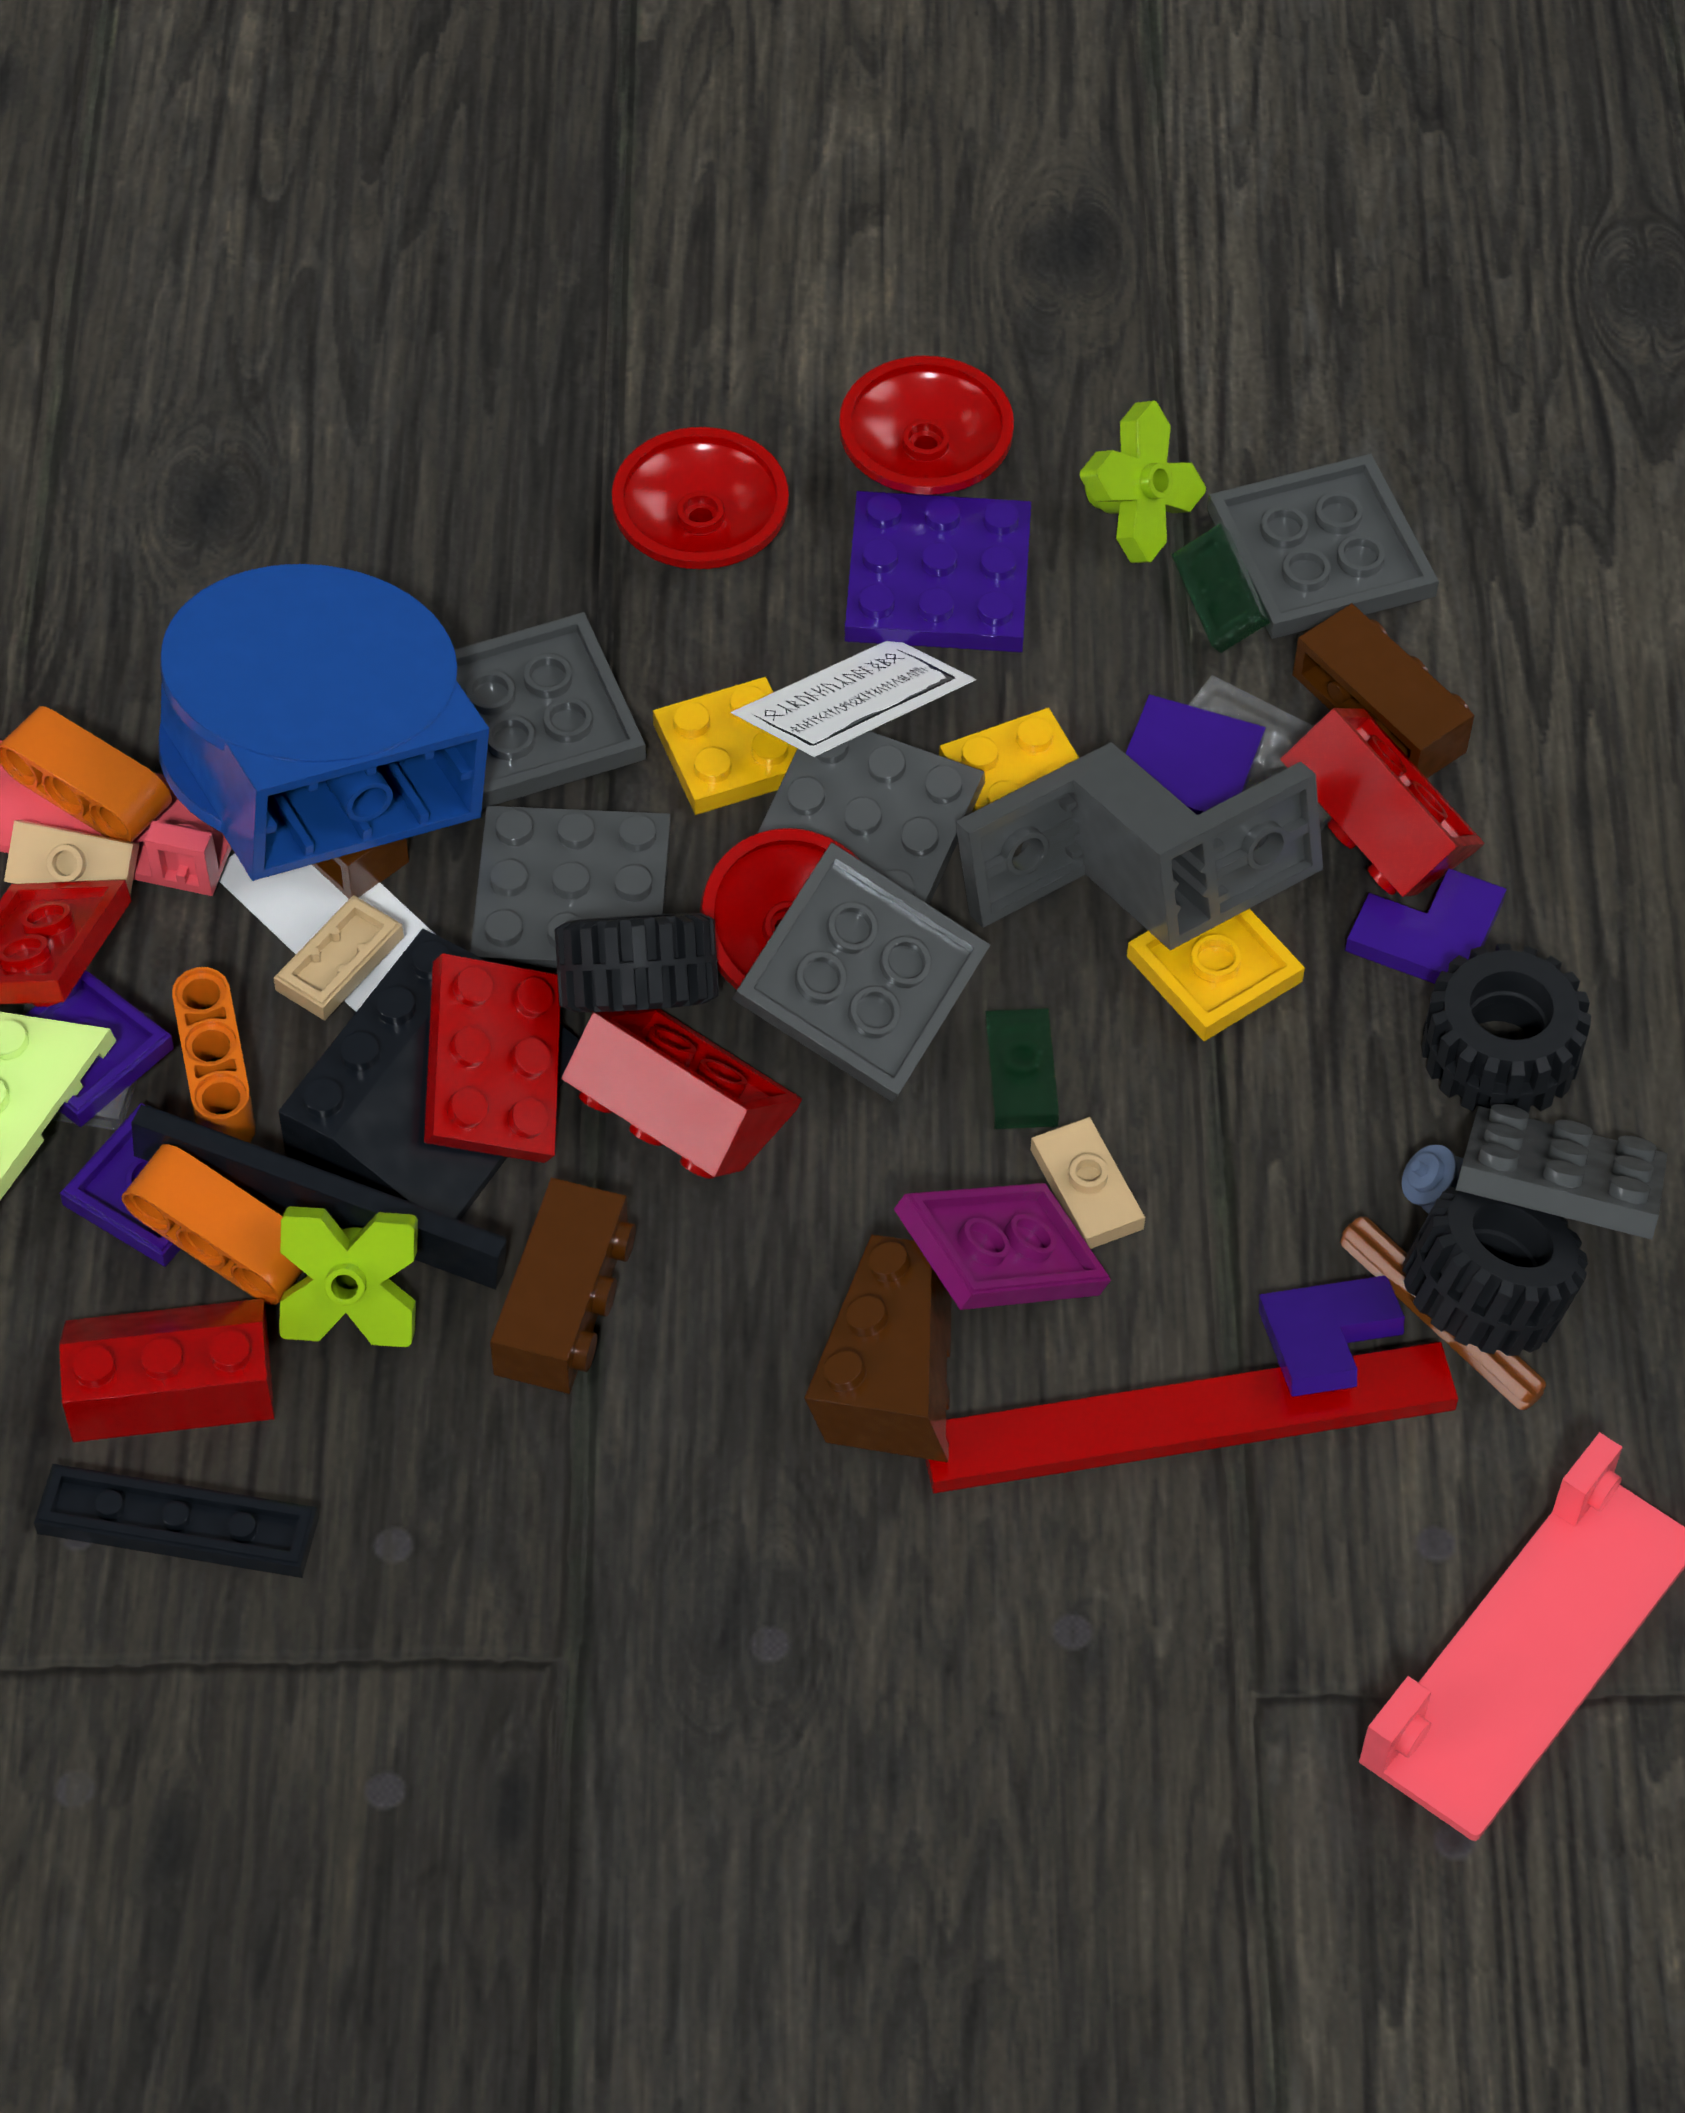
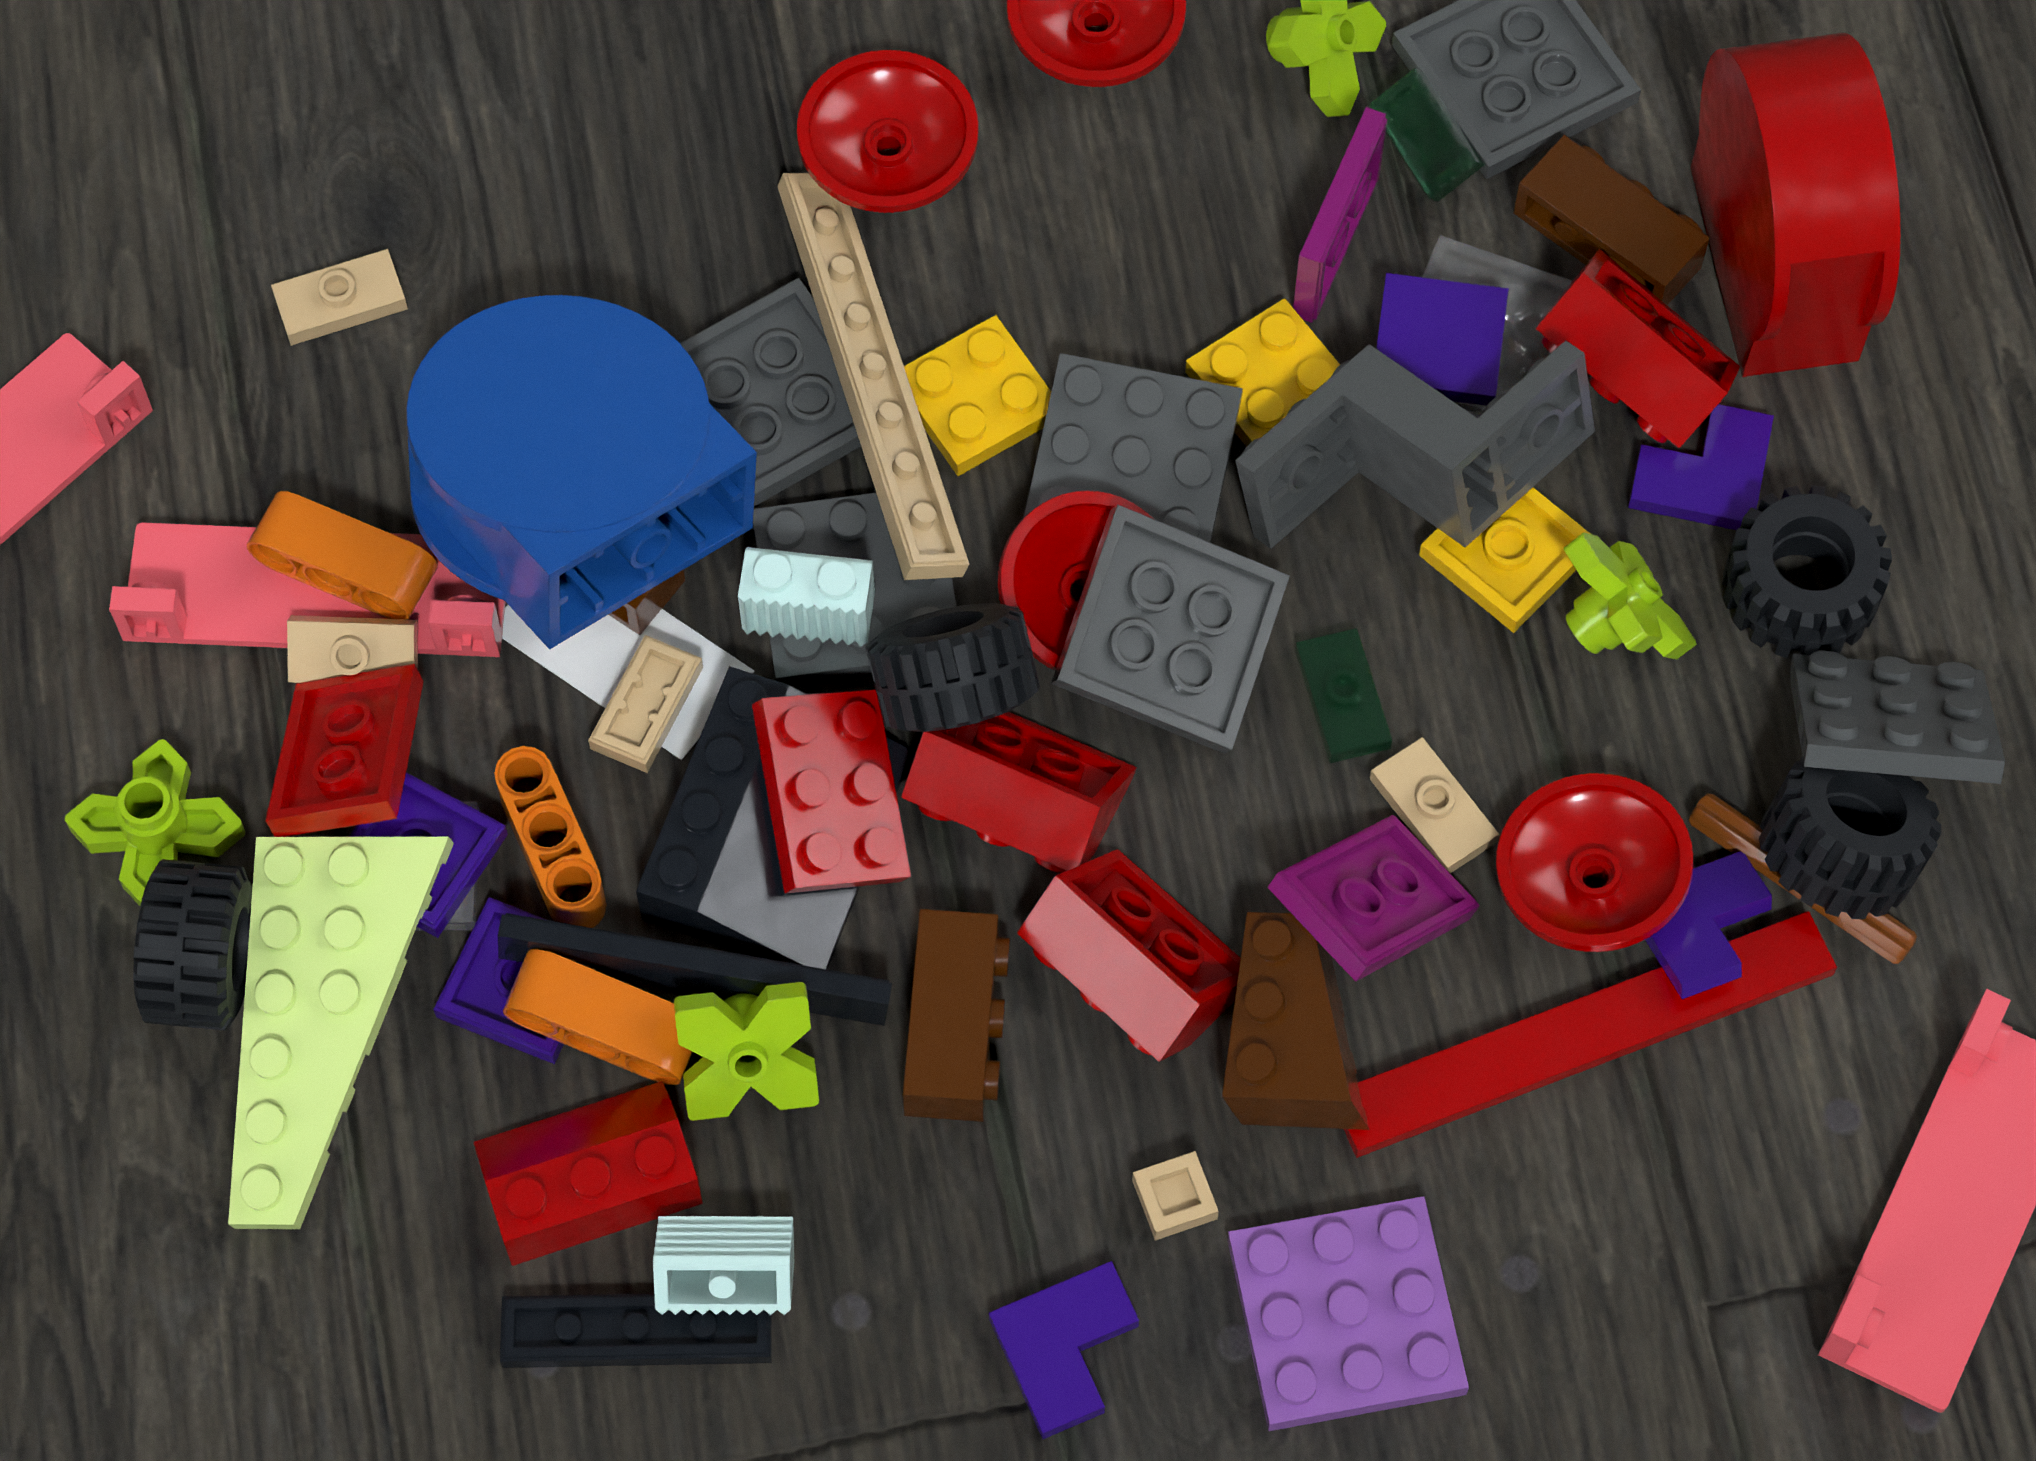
camera: 10 degrees left, 10 degrees up
(148, 562) = (339, 297): none -> tan plate
(274, 1467) = (723, 1264): none -> light aqua brick
(513, 879) = (806, 595): none -> light aqua brick
(580, 1599) = (1045, 1340): none -> dark purple tile
(631, 712) = (874, 382): none -> tan tile
(740, 1491) = (1175, 1195): none -> tan plate
(751, 1259) = (1133, 953): none -> red slope
(853, 697) = (1092, 327): white sticker -> none
(887, 1635) = (1347, 1313): none -> medium lavender plate
(938, 571) = (1140, 163): dark purple plate -> none
(1115, 637) = (1340, 215): none -> magenta tile
(1226, 1230) = (1587, 831): none -> red dish
(1314, 1024) = (1622, 602): none -> lime plant
(1430, 1174) = (1769, 742): sand blue wheel -> none
(1561, 685) = (1798, 199): none -> red brick

